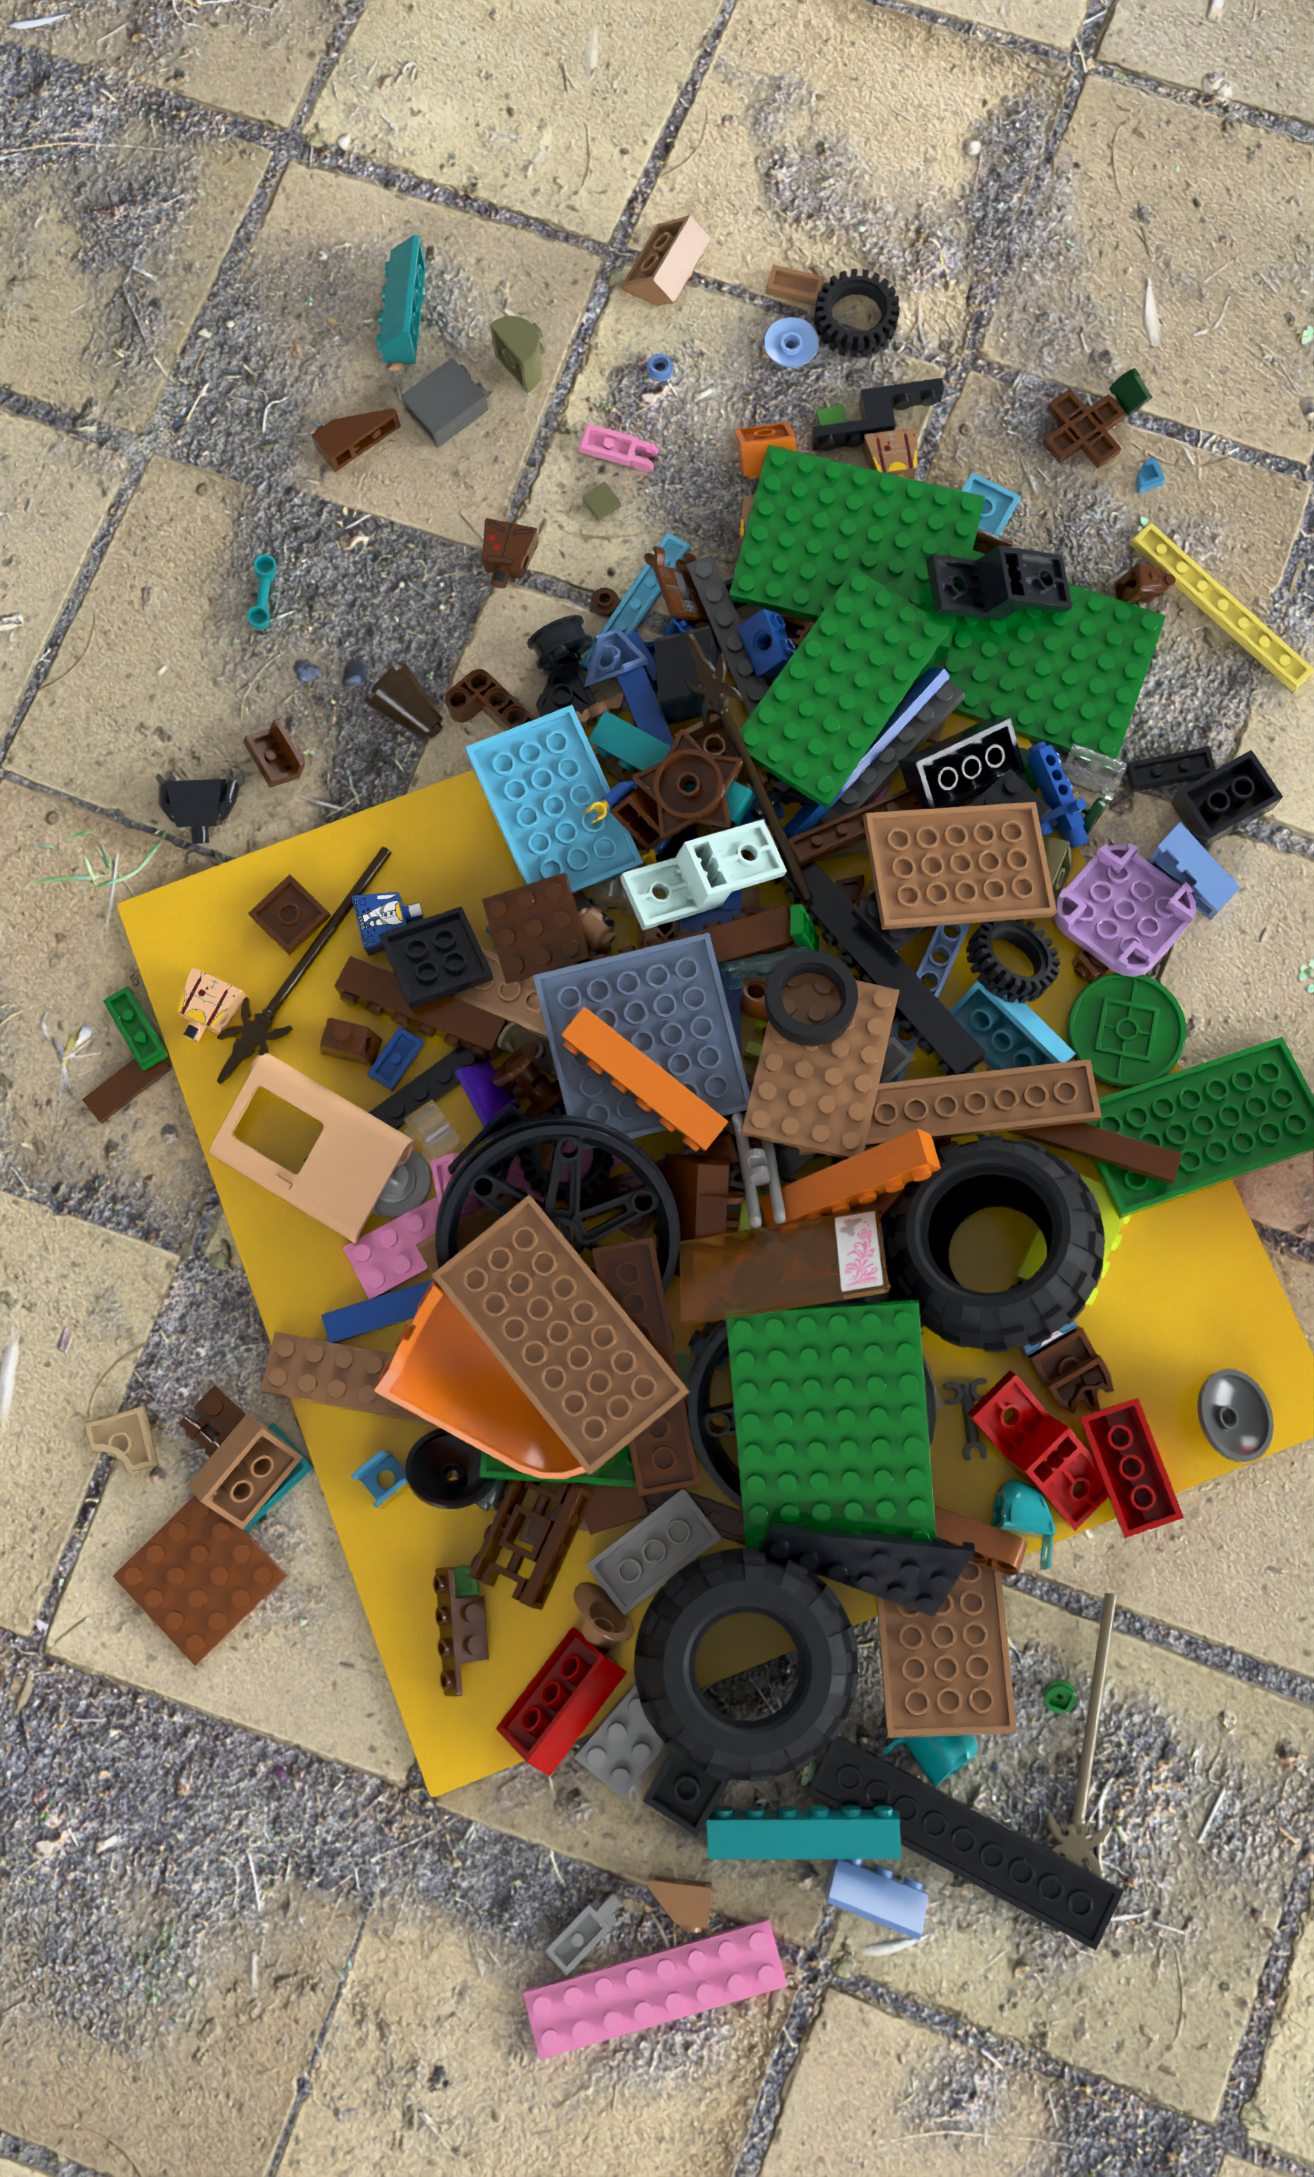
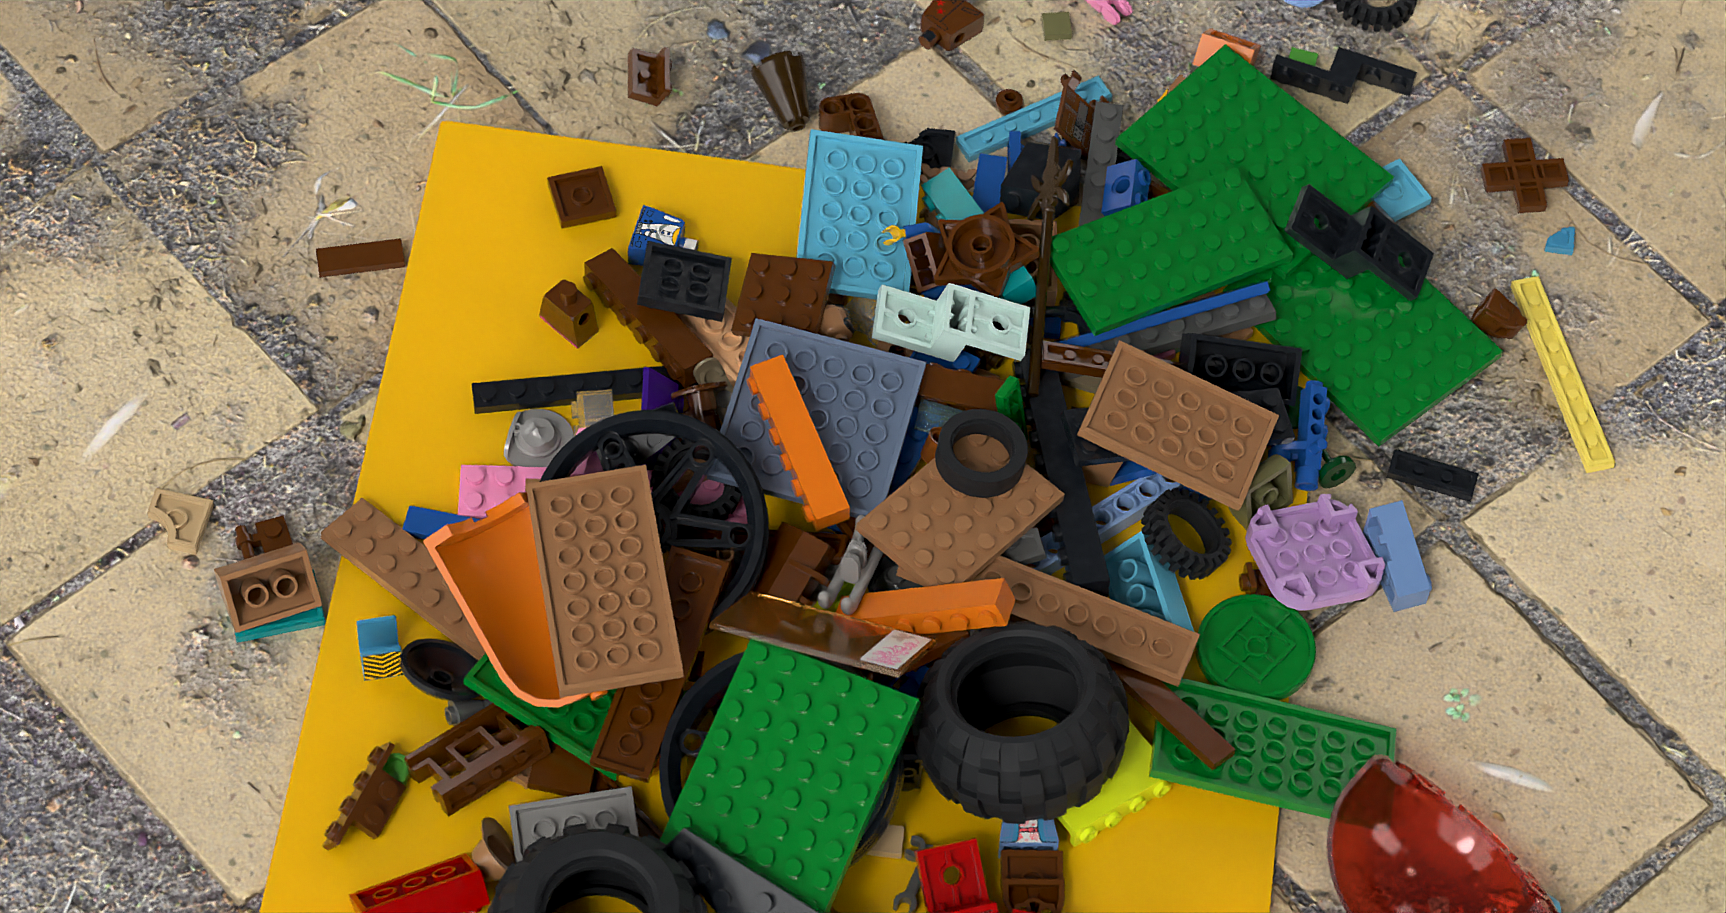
camera: 20 degrees right, 20 degrees down
(135, 1028) = (395, 218): green tile -> none
(199, 802) = (562, 78): black torso -> none
(199, 1578) = (175, 653): dark orange plate -> none
(208, 1004) = (469, 228): light nougat torso -> none
(256, 1031) = (495, 270): dark brown piece -> none
(344, 1167) = (500, 400): light nougat piece -> none
(396, 1058) = (600, 348): blue plate -> none
(560, 642) = (948, 107): black wheel -> none
(612, 656) = (985, 138): medium blue slope -> none
(892, 452) = (1339, 108): medium nougat torso -> none
(1093, 771) = (1356, 436): clear brick -> none
(1130, 391) = (1585, 165): dark green tile -> none
(1226, 799) = (1464, 517): black brick -> none

